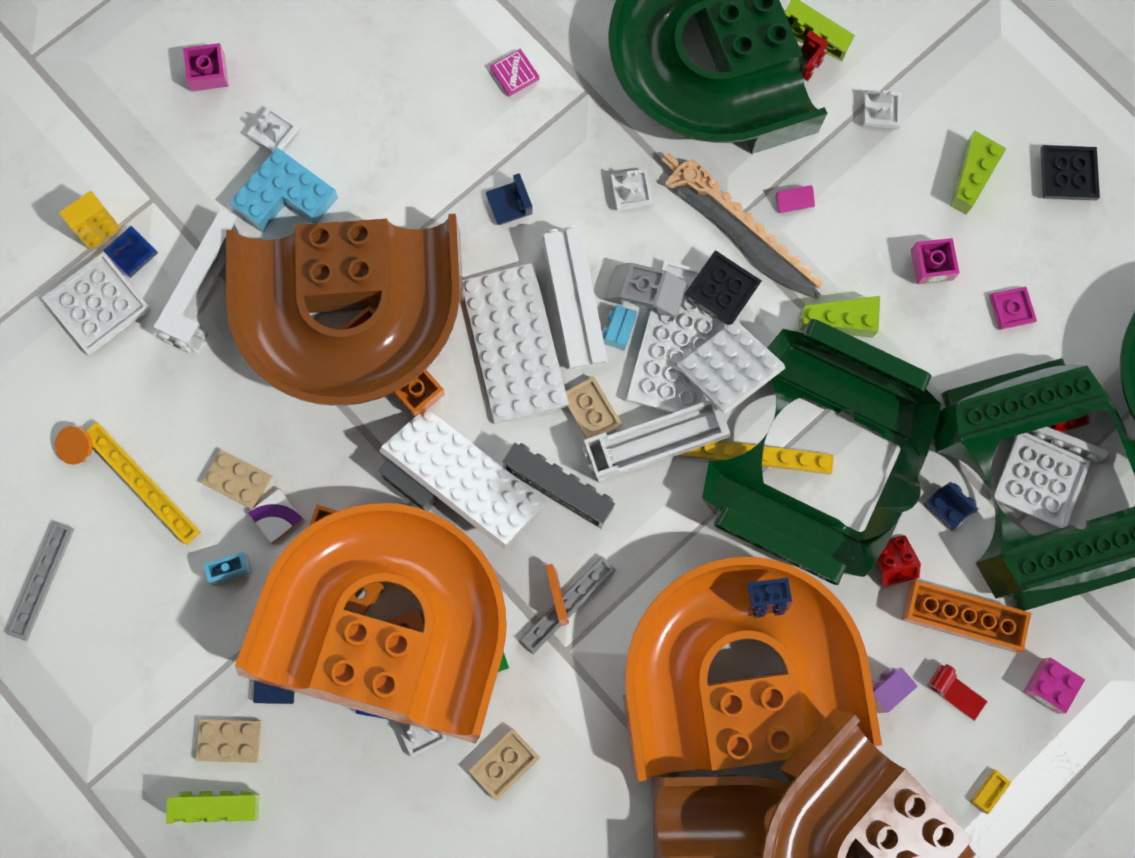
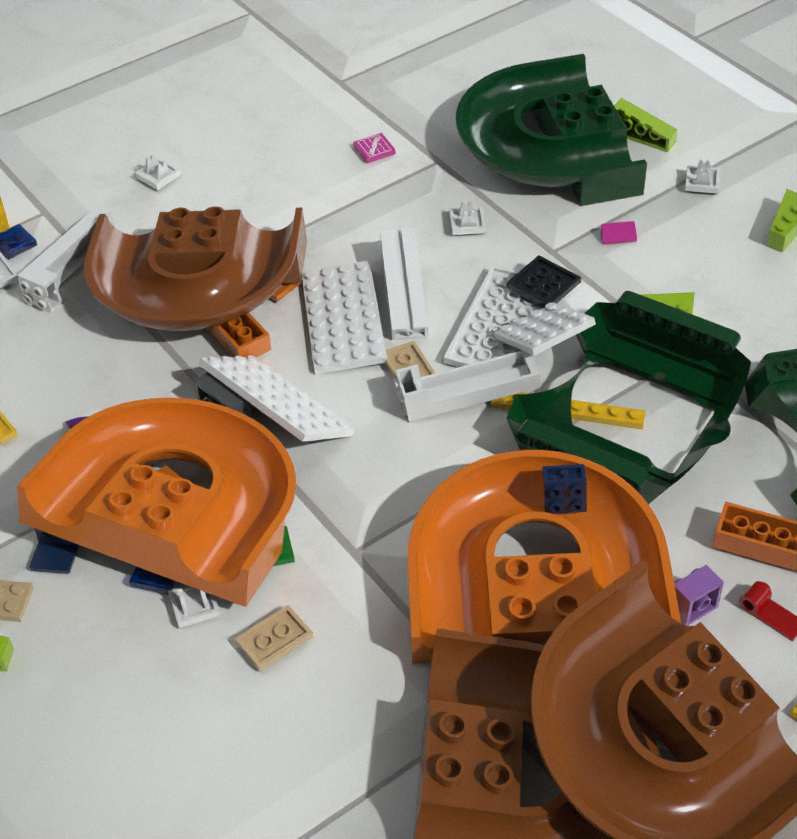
camera: 15 degrees right, 30 degrees down
(205, 67) = (111, 132): dark pink brick -> none
(227, 568) = (28, 455): medium azure brick -> none
(237, 479) = (62, 398): tan plate -> none
(282, 183) = (143, 206): medium azure brick -> none
(510, 201) = (357, 224): dark blue bracket -> none
(557, 595) = (352, 496): orange tile -> none
(558, 485) = (368, 412): dark grey brick -> none
(573, 600) = (362, 513): light grey tile -> none
(620, 327) = (444, 309): medium azure brick -> none
(646, 287) = (474, 273): light grey slope -> none
(697, 184) = (535, 225): piece -> none
(814, 50) = (639, 138): red bracket -> none
(898, 562) = (706, 496): red bracket -> none
(934, 261) = (749, 275): dark pink brick -> none
(951, 505) = (767, 452): dark blue bracket -> none

